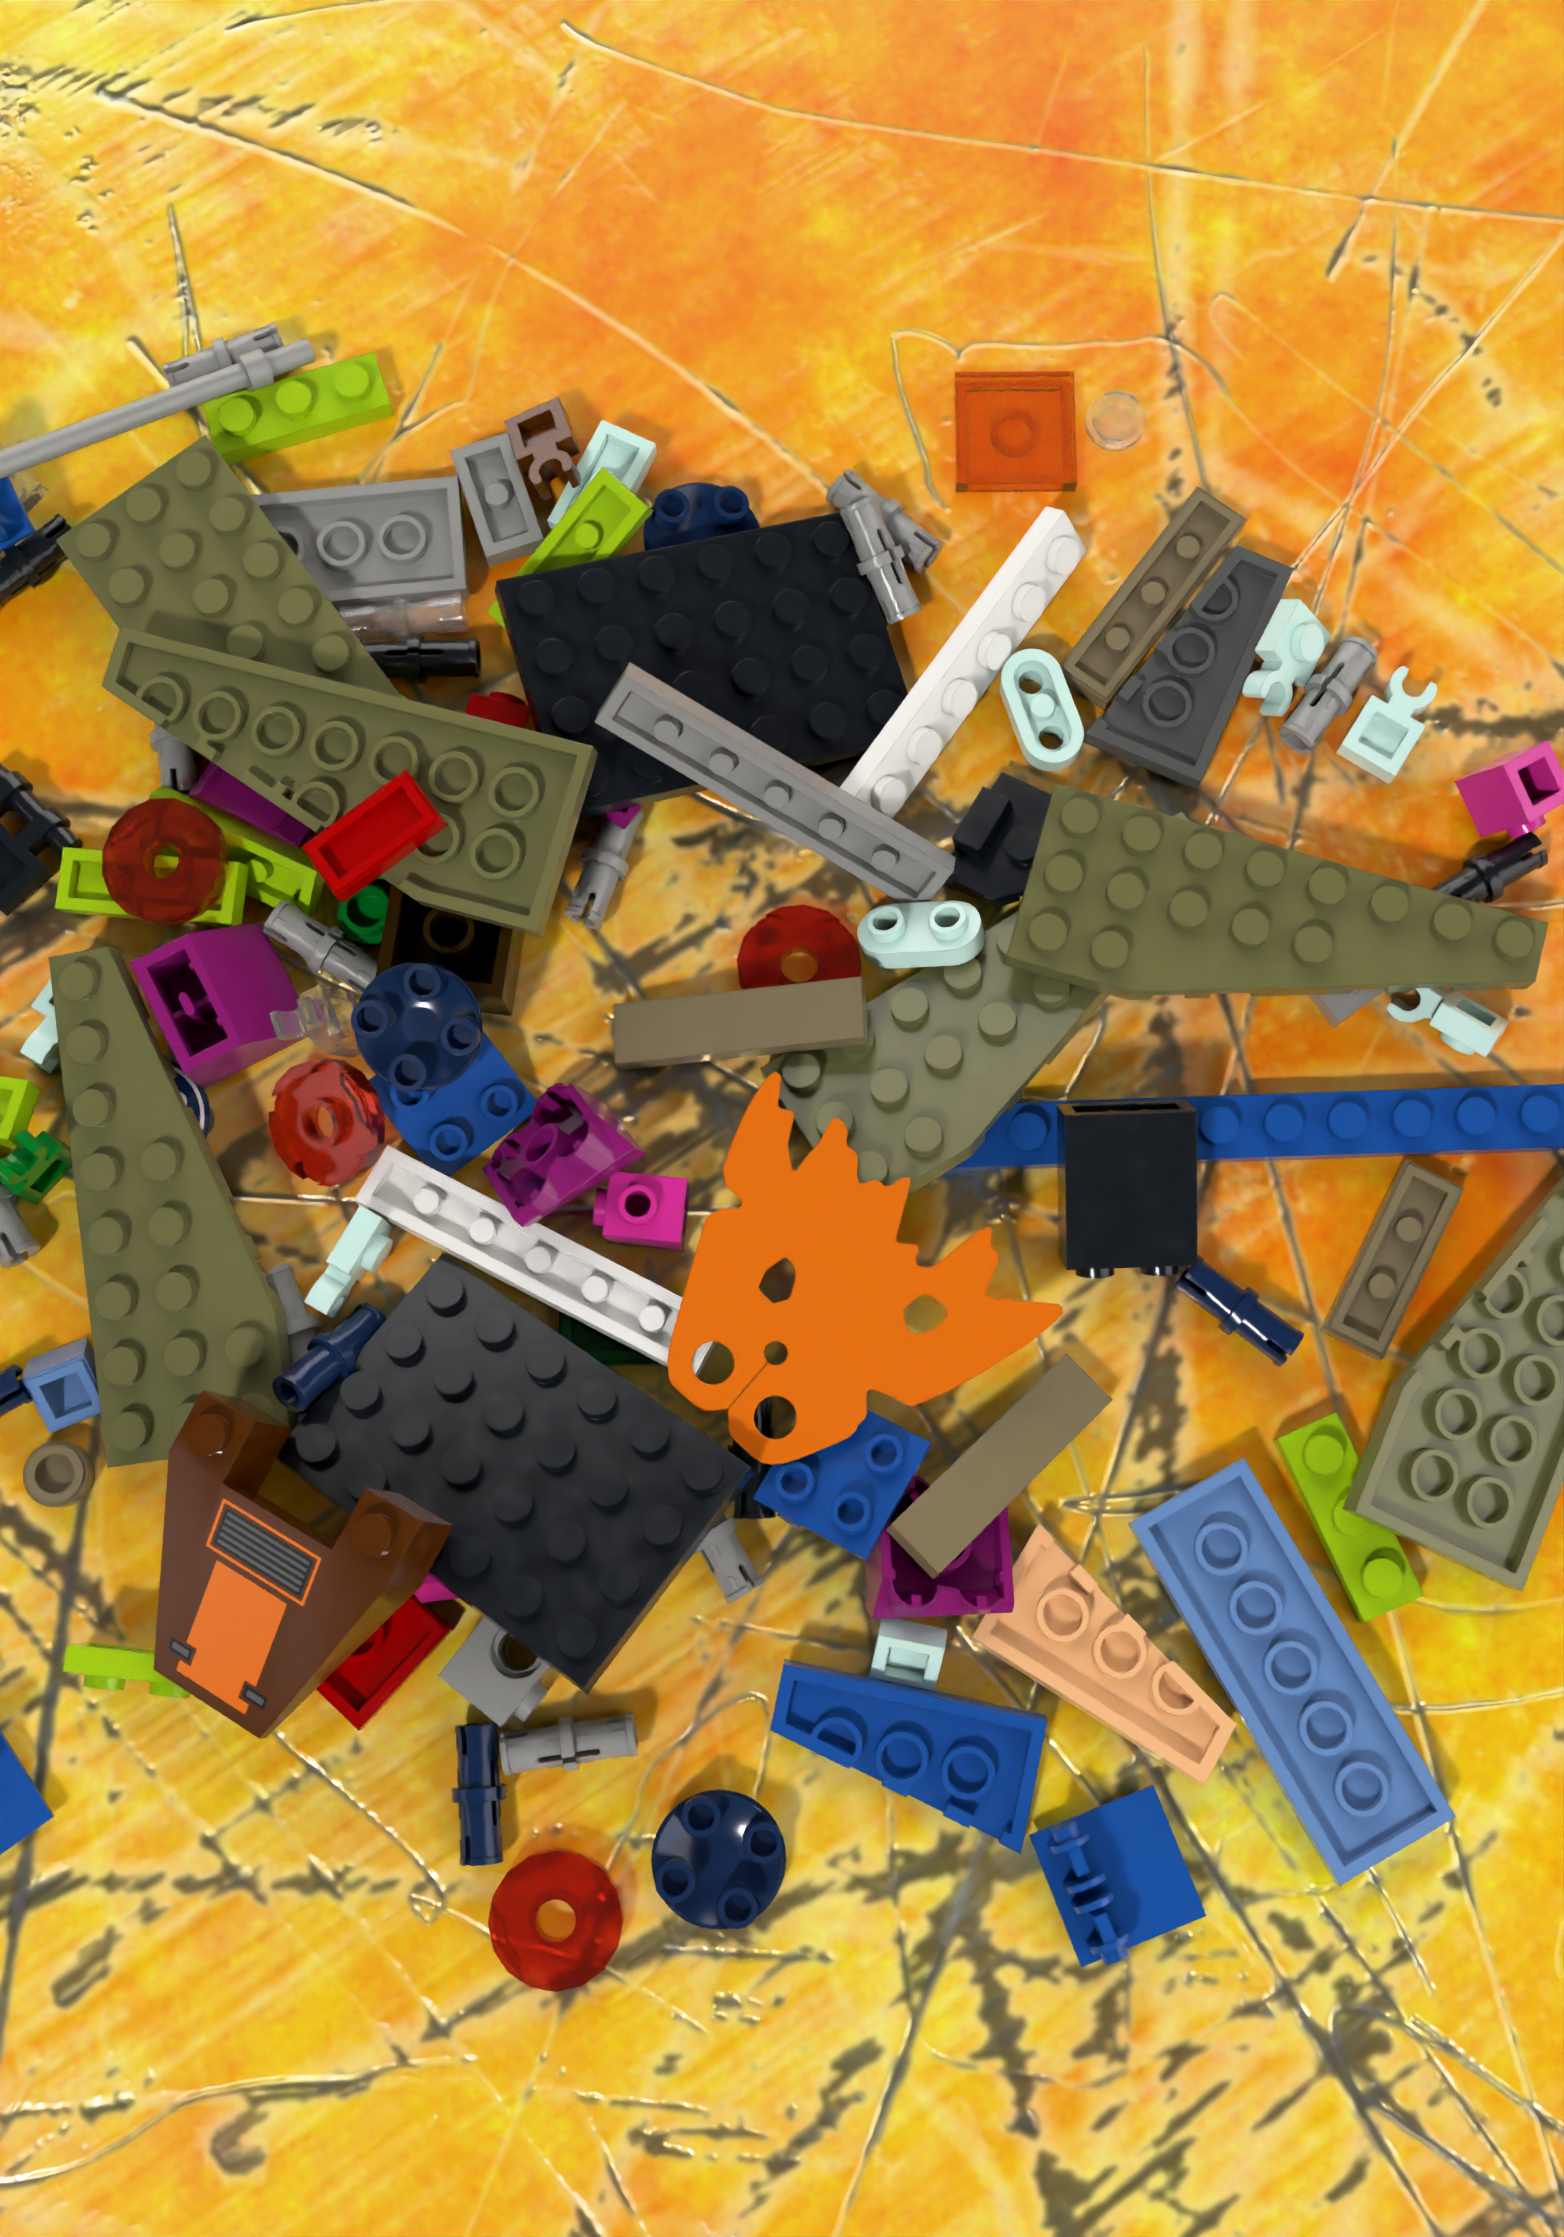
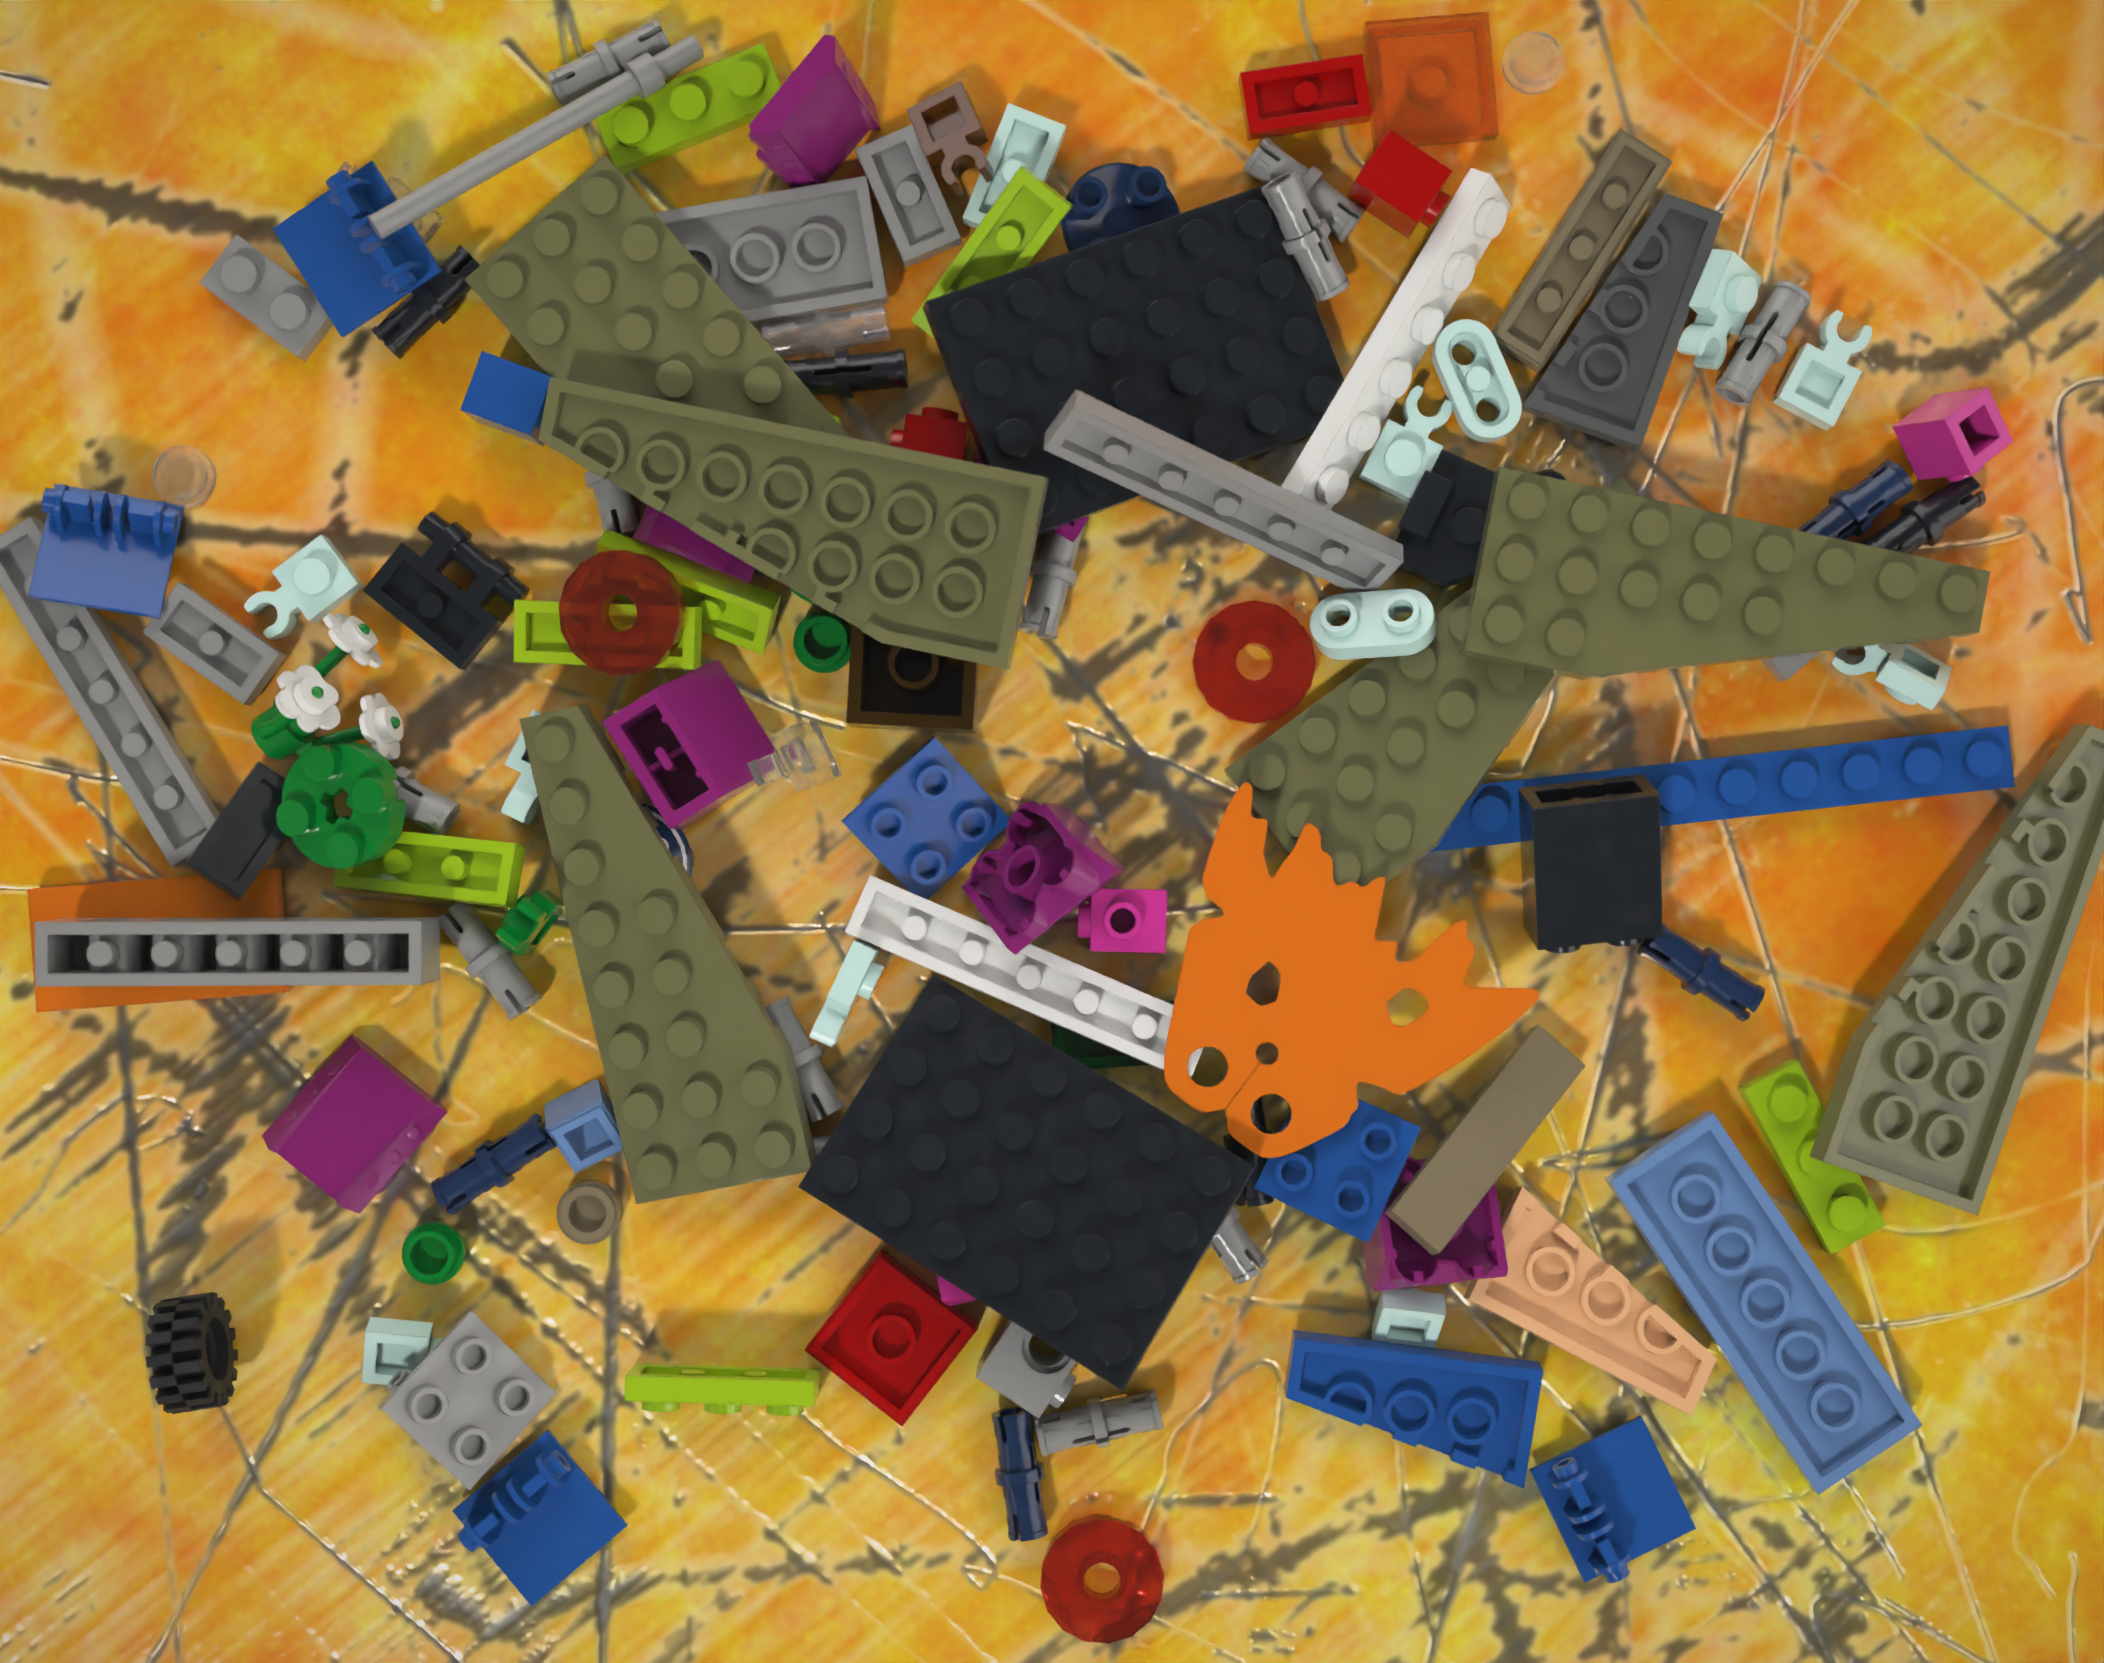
camera: 10 degrees left, 10 degrees up
(78, 655) = (507, 397): none -> blue brick
(253, 1595) = (801, 1327): reddish brown wedge -> none
(321, 946) = (787, 682): light grey pin -> none
(327, 1358) = (839, 1088): dark blue pin -> none
(355, 1117) = (833, 841): clear red tile -> none
(374, 836) = (835, 582): red tile -> none
(410, 413) = (814, 118): none -> magenta slope
(418, 1026) = (894, 764): dark blue dish -> none
(718, 1859) = (1246, 1515): dark blue dish -> none
(740, 1023) = (1203, 728): dark tan tile -> none
(891, 436) = (1305, 97): none -> red plate
(964, 770) = (1405, 451): none -> light aqua plate
(977, 518) = (1401, 185): none -> red brick
(1392, 1260) = (1844, 908): dark tan tile -> none
(1417, 858) = (1854, 509): none -> dark blue pin

